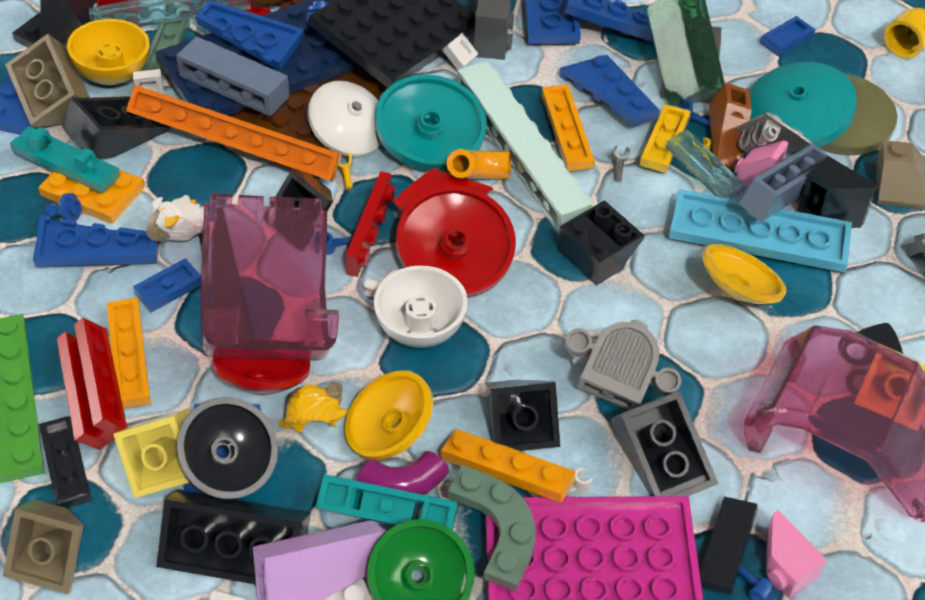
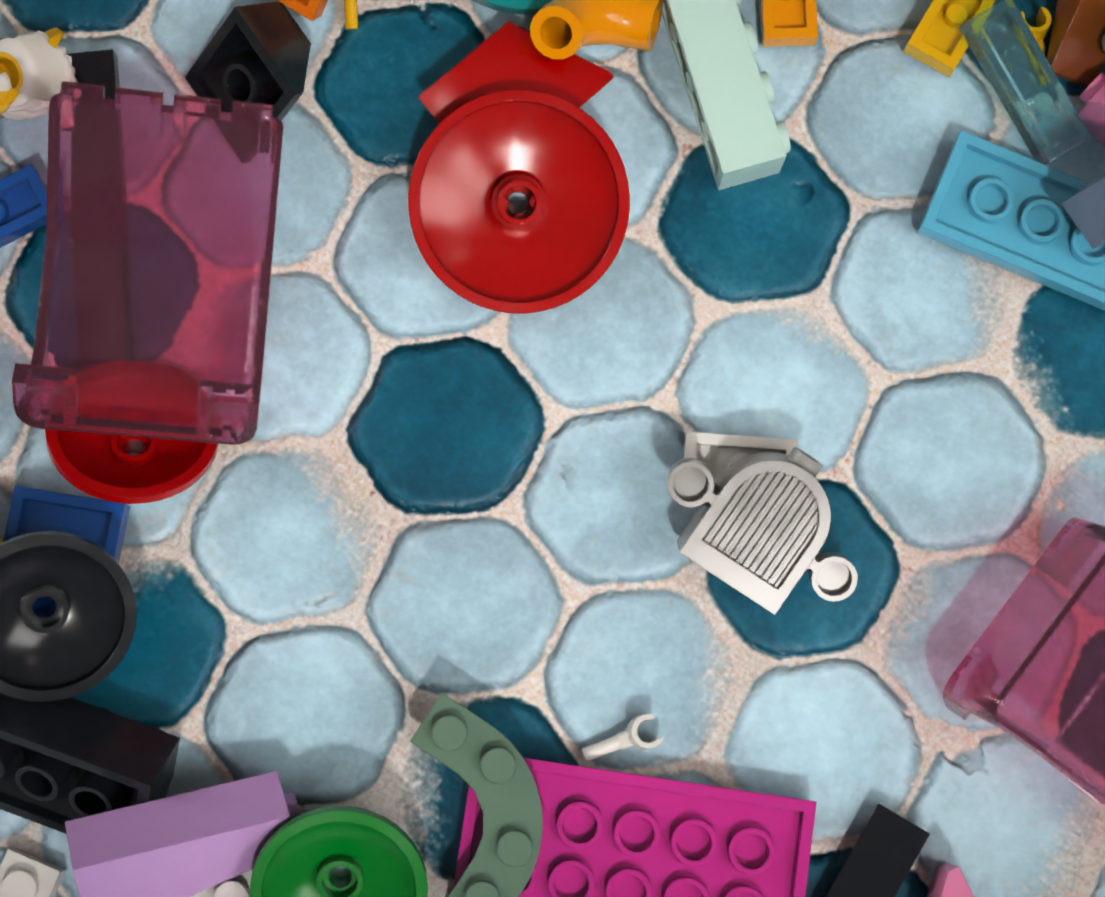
camera: 10 degrees right, 30 degrees up
(313, 404) = (211, 532): yellow hair -> none
(331, 243) = (309, 155): blue hand -> none
(367, 229) = (365, 145): red plate -> none
(372, 284) = (363, 273): white hand -> none
(381, 503) = (306, 747): teal hinge -> none
(389, 415) = (316, 566): yellow dish -> none
(417, 478) = (343, 696): magenta cylinder -> none
(420, 306) = (405, 327): white piece -> none
(509, 465) = (525, 690): light orange plate -> none
(523, 414) = (568, 590): black slope -> none
(599, 242) = (785, 235): black slope -> none
(619, 162) = (867, 41): flat silver hand -> none
(665, 447) = (799, 696): black slope -> none
(742, 275) = (1030, 356): yellow dish -> none

